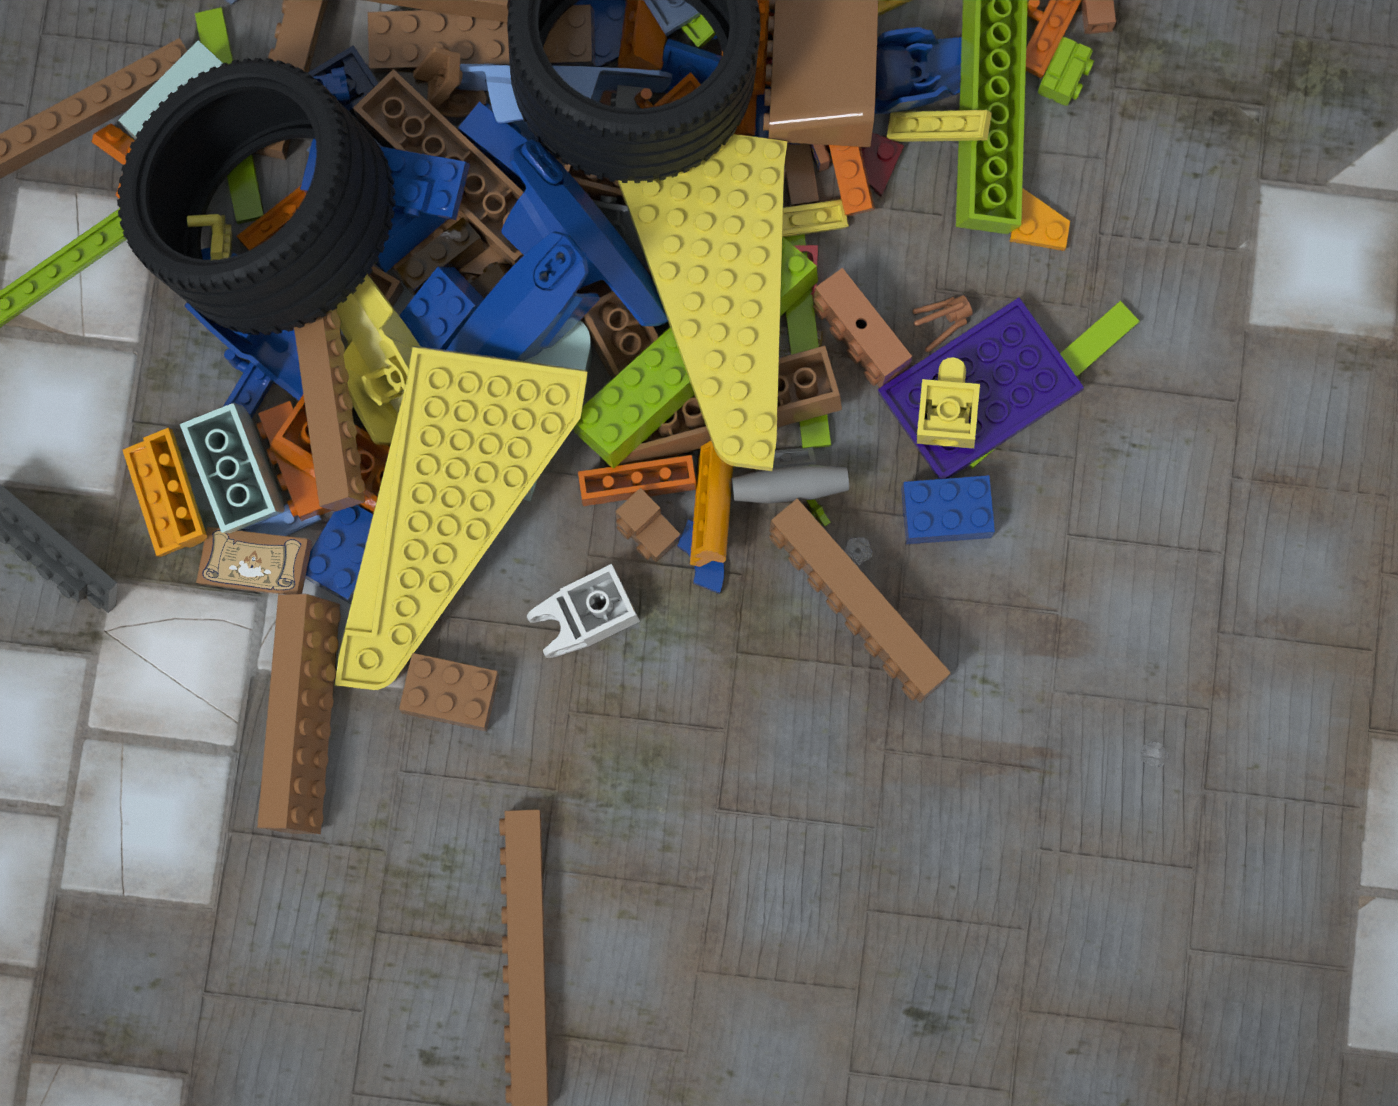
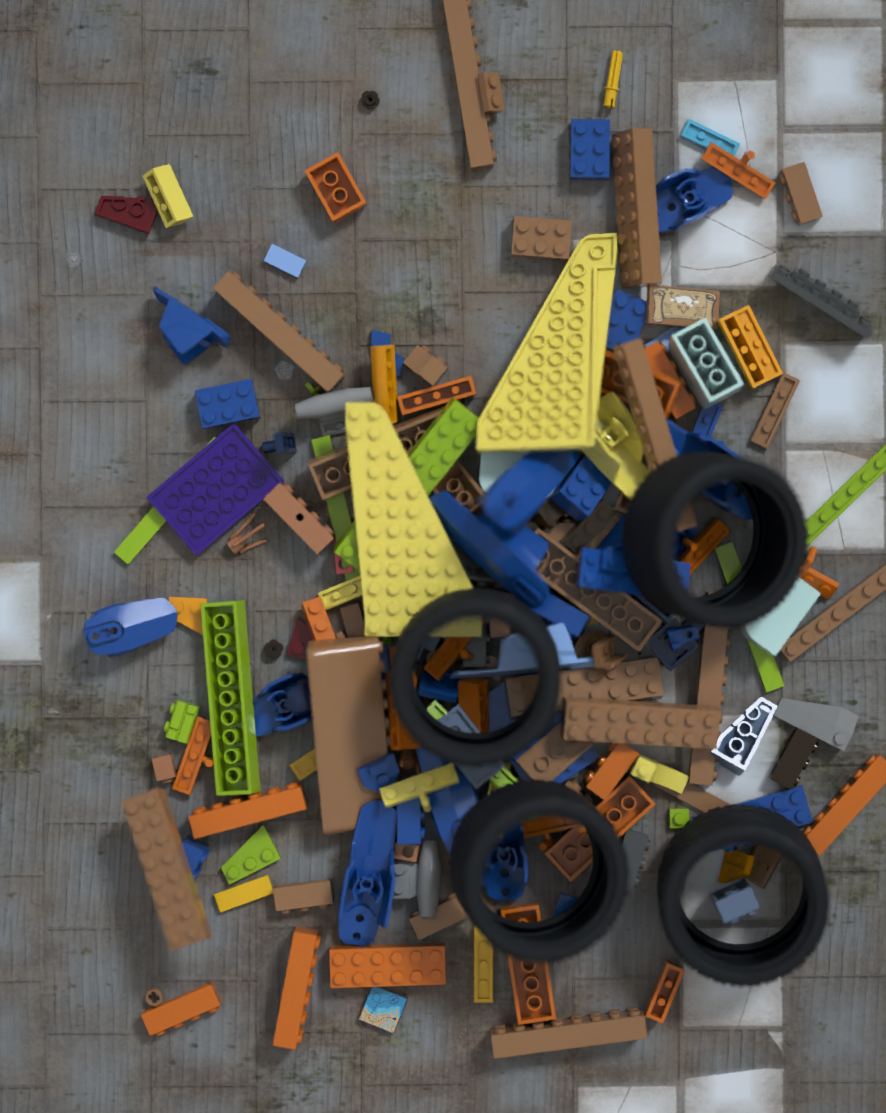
camera: 175 degrees right, 10 degrees up
(52, 708) = (800, 194): none -> medium nougat brick
(137, 756) = (738, 169): none -> orange plate
(144, 399) = (774, 411): none -> medium nougat tile
(174, 809) = (703, 136): none -> medium azure tile
(212, 721) = (692, 195): none -> blue piece
(221, 233) = (737, 517): light yellow plate -> none
(306, 918) = (613, 79): none -> yellow axle
(357, 815) = (589, 149): none -> blue brick
(492, 919) = (491, 92): none -> medium nougat bracket
(575, 611) = (465, 303): white brick -> none
(686, 936) = (370, 104): none -> dark brown plate
(747, 806) = (335, 187): none -> orange brick
(837, 711) = (285, 261): none -> light blue tile
(872, 437) = (281, 444): none -> dark blue piece
(921, 149) = (268, 648): none -> dark brown plate
(939, 125) = (262, 666): light yellow tile -> none
(948, 407) = (234, 469): light yellow brick -> none
(997, 624) = (186, 330): none -> blue piece
(1002, 827) = (167, 196): none -> light yellow brick
(1062, 814) = (131, 212): none -> dark red wing
(1120, 213) = (135, 625): none -> blue piece

